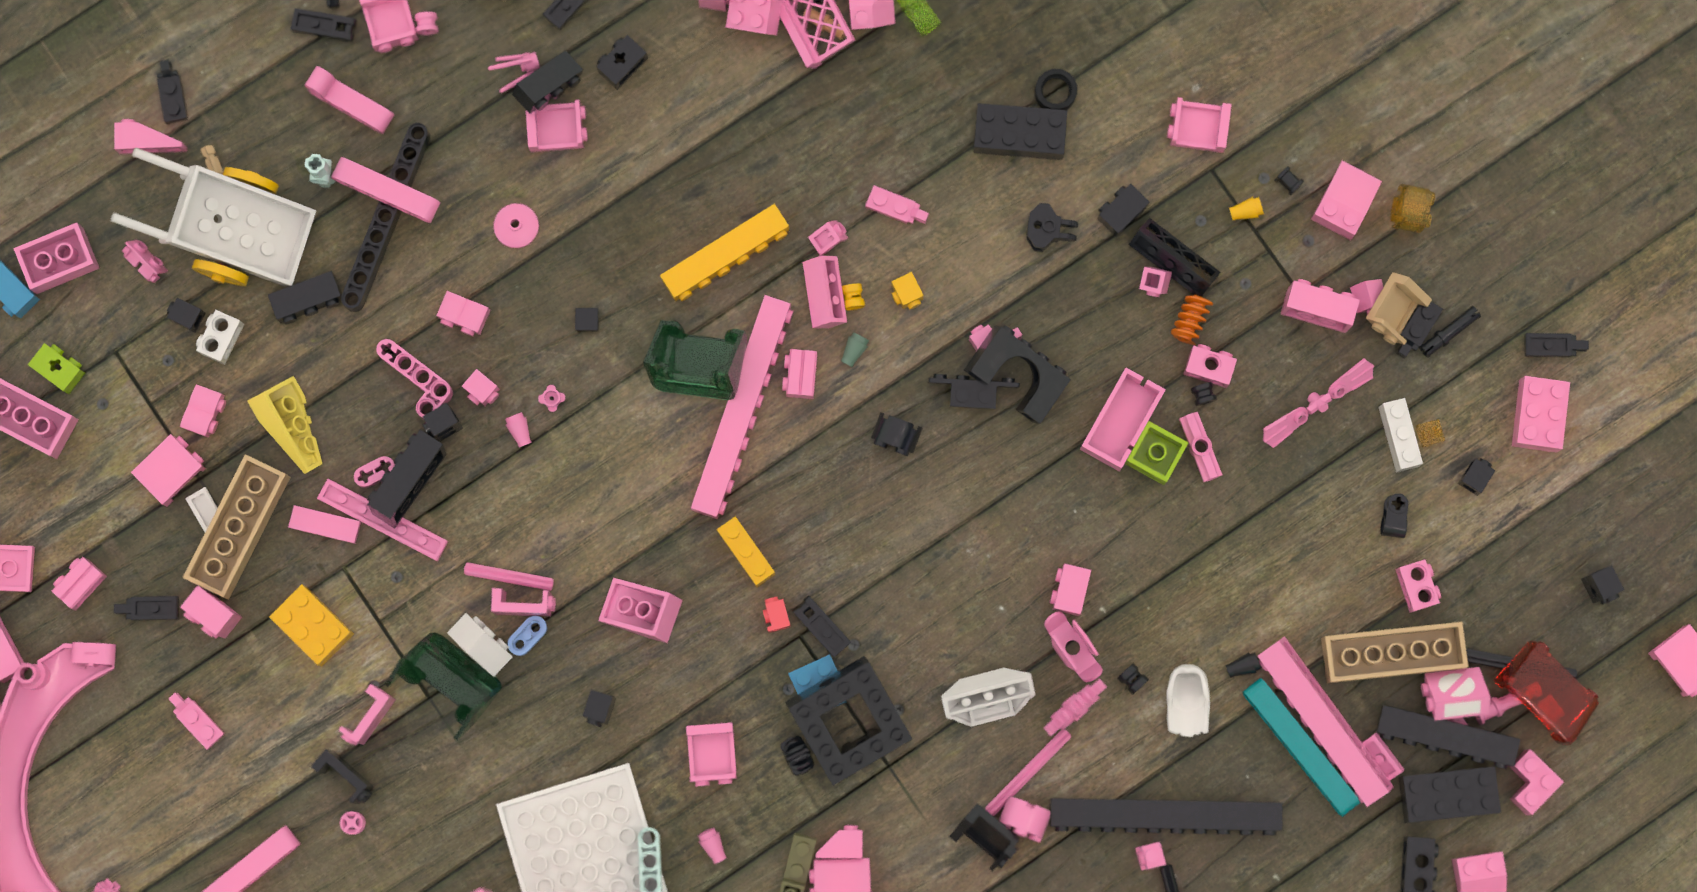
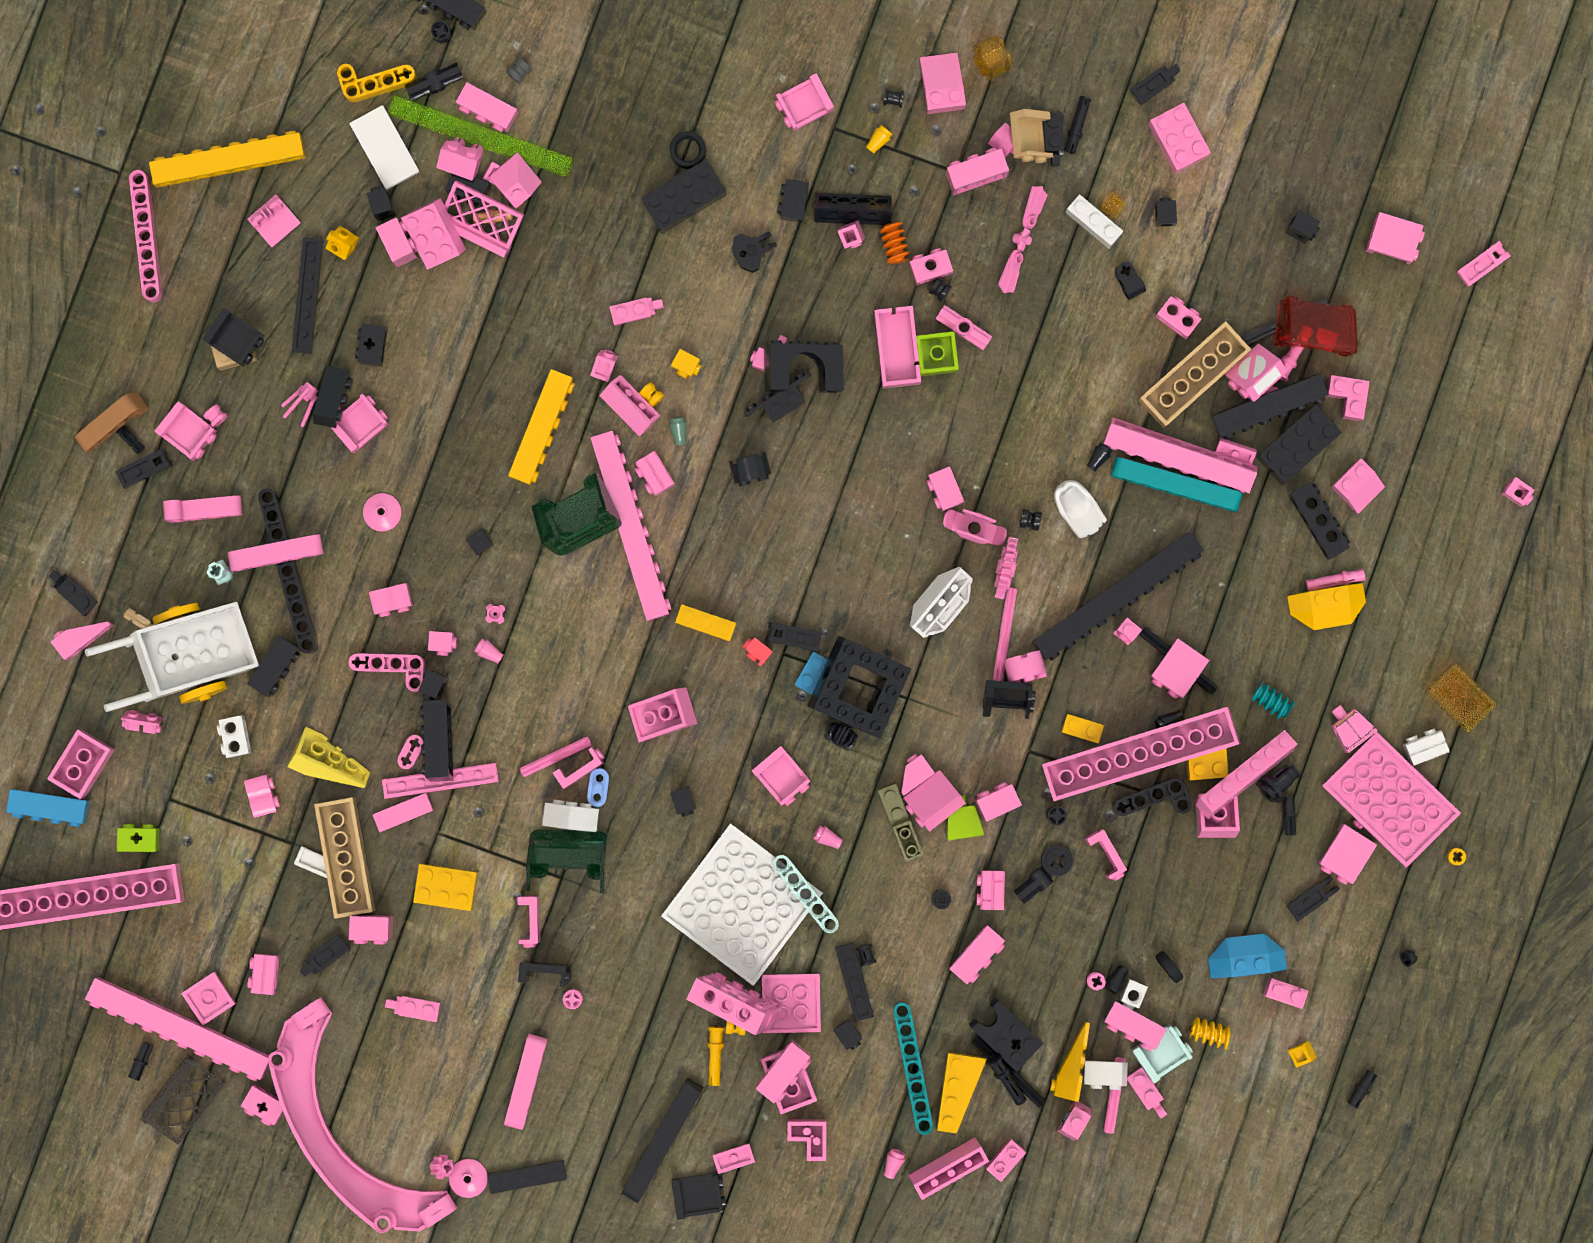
camera: 35 degrees left, 5 degrees up
(168, 469) = (267, 852): bright pink panel -> none
(185, 314) = (199, 738): black brick -> none

